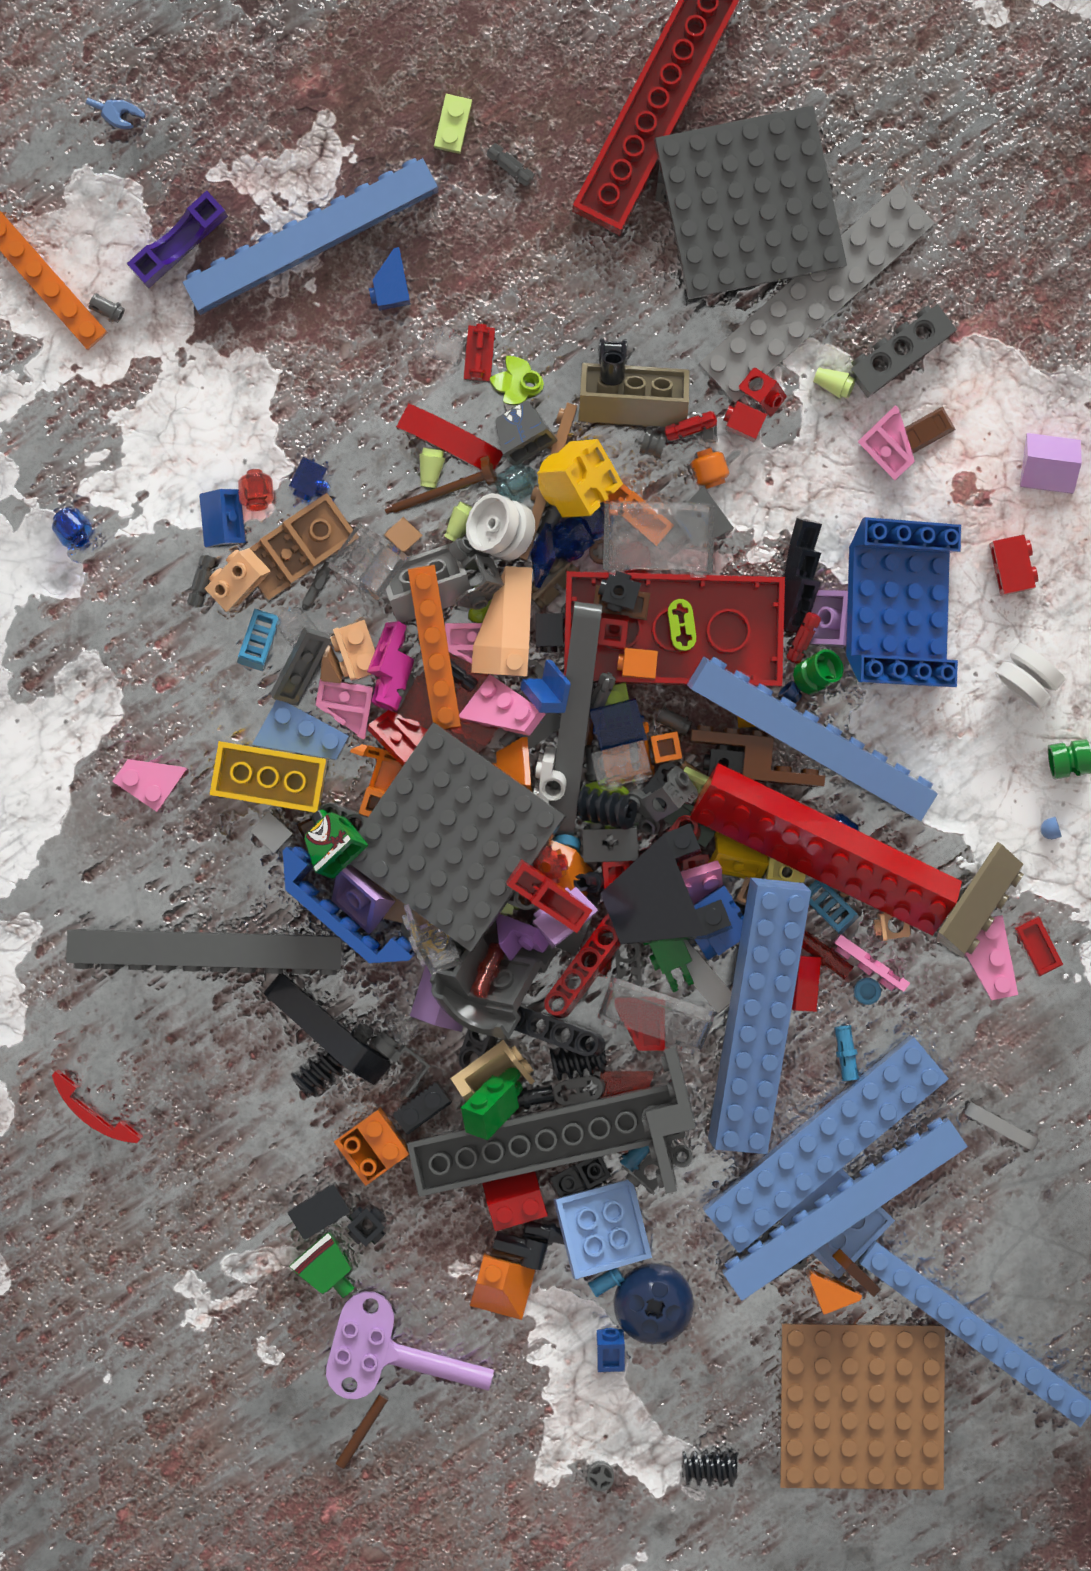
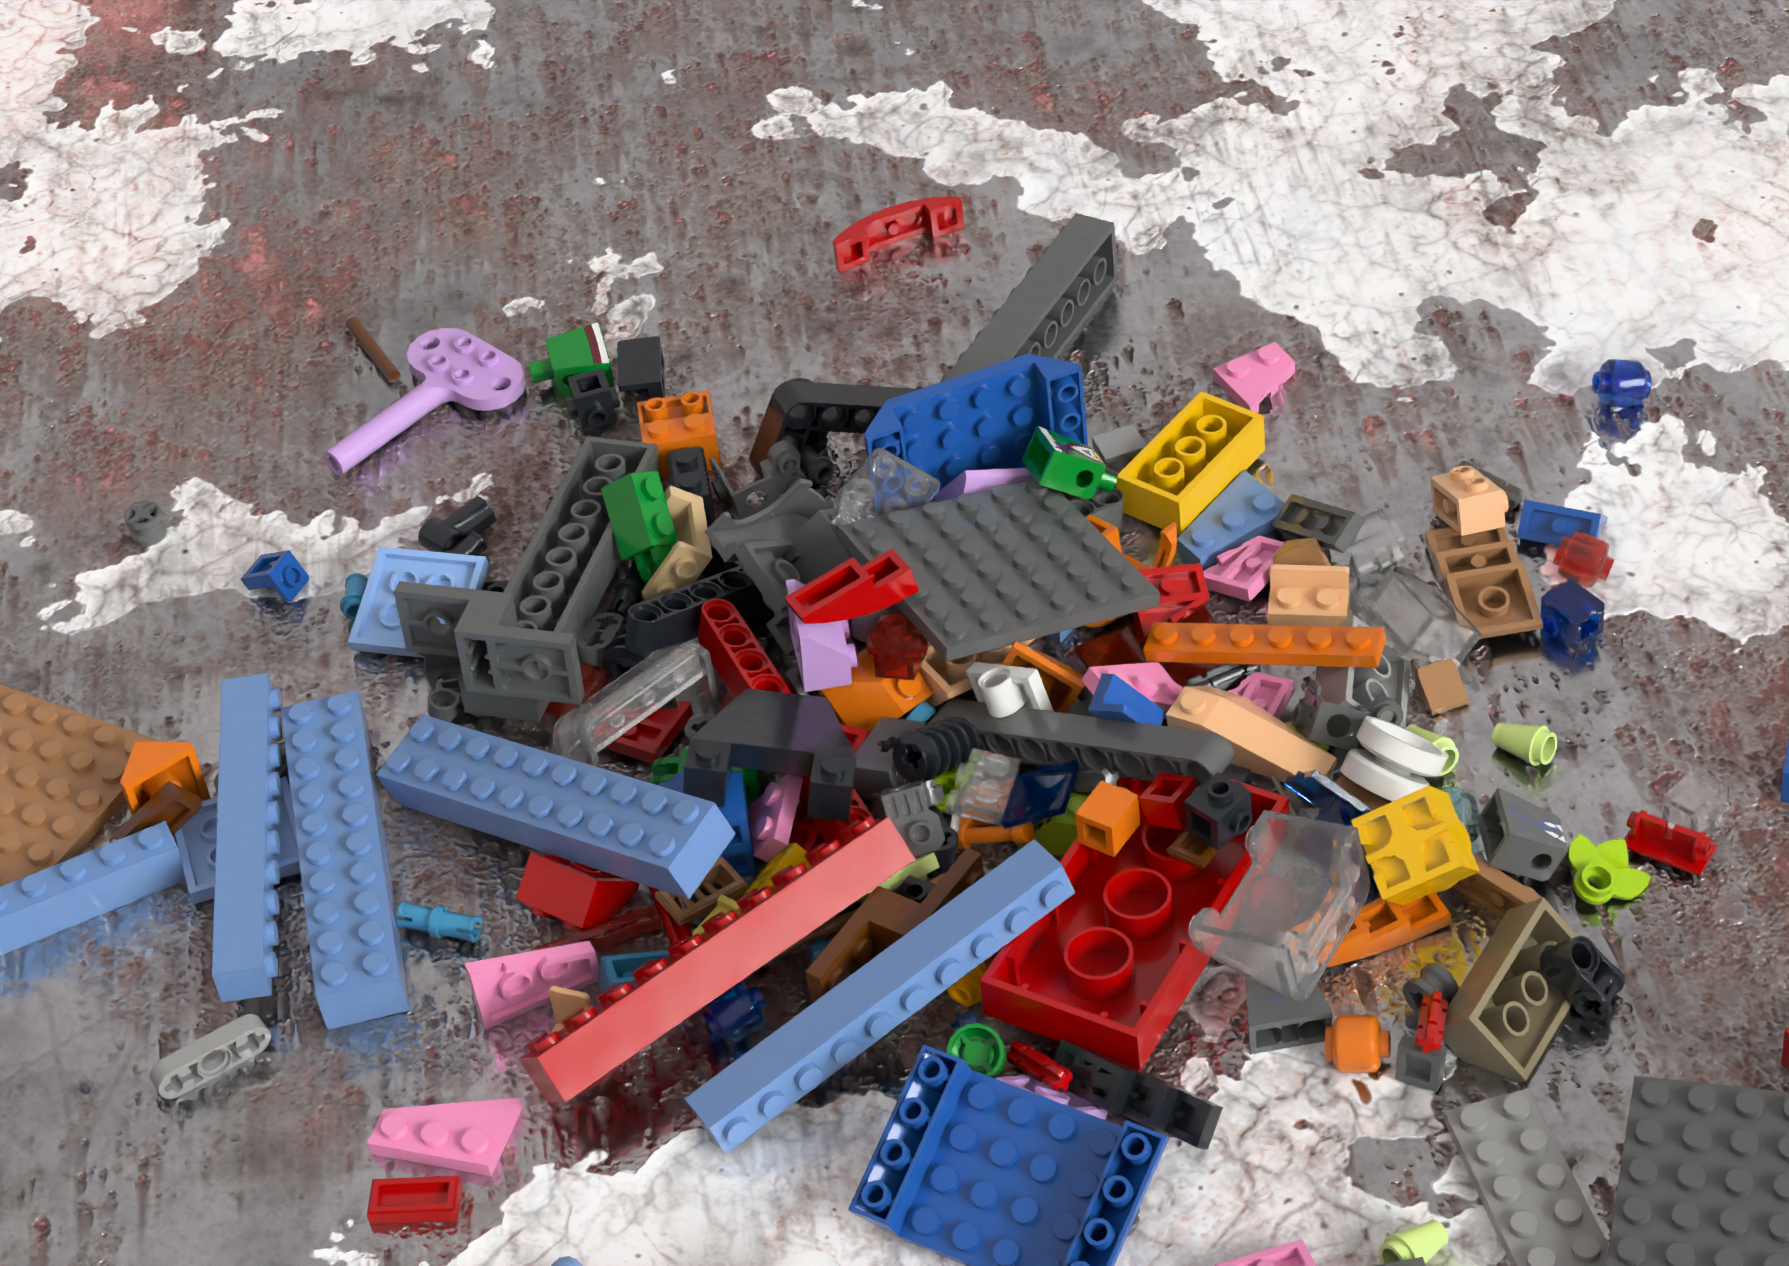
camera: 125 degrees right, 45 degrees down
(253, 661) = (1375, 498): dark azure slope -> none
(391, 667) = (1240, 603): dark pink plate -> none
(447, 437) = (1562, 765): red slope -> none
(486, 474) = (1480, 779): reddish brown piece -> none
(487, 971) = (805, 560): clear red pin -> none
(502, 1286) = (433, 497): orange slope -> none
(514, 1200) = (507, 533): red slope -> none
(590, 882) = (851, 700): black pin -> none
(645, 1291) = (292, 633): dark blue piece -> none
(665, 747) = (982, 837): orange brick -> none
(688, 624) = (1135, 889): lime beam -> none
(709, 1468) = (64, 614): black piece -> none
(744, 421) = (1406, 1103): red brick -> none
(769, 396) = (1434, 1141): red bracket -> none
(980, 900) = (525, 1122): dark tan slope -> none

